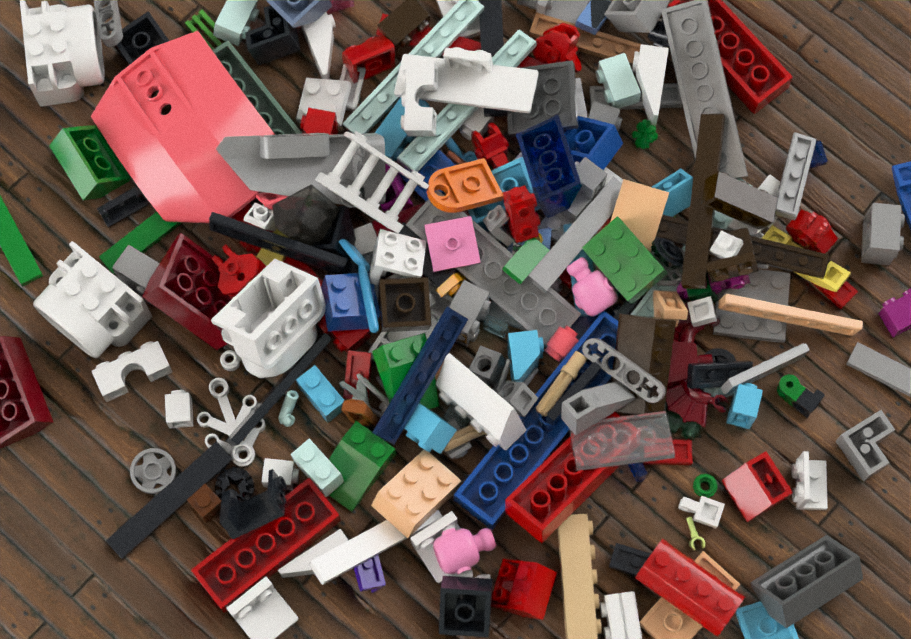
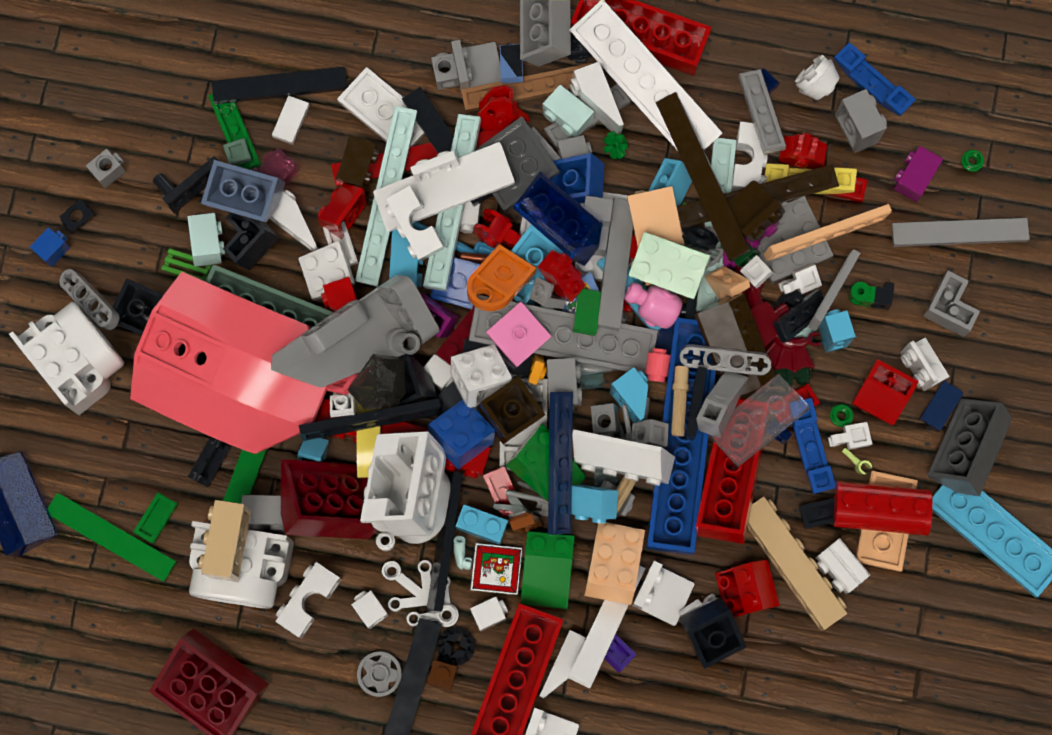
camera: 30 degrees left, 5 degrees up
(48, 228) = (155, 518): none -> green tile
(86, 269) = (225, 541): none -> tan brick
(89, 161) = (155, 439): green slope -> none
(213, 244) = (313, 450): none -> medium azure brick
(236, 271) = (350, 464): red hinge -> none
(255, 512) = (490, 658): black panel -> none
(314, 428) = (496, 569): none -> tile
(317, 467) = (520, 590): light aqua brick -> none
(352, 192) = (411, 341): white fence -> none
(363, 267) = (467, 412): dark azure piece -> none
(460, 550) = (679, 589): bright pink piece -> none
(659, 499) = (812, 451): none -> blue slope
(726, 246) = (746, 206): white tile -> none
(739, 200) = (733, 160): brick -> none
(745, 346) = (804, 280): none -> white plate
(804, 531) = (941, 406): none -> dark blue tile
(865, 176) = (818, 79): none -> white cone

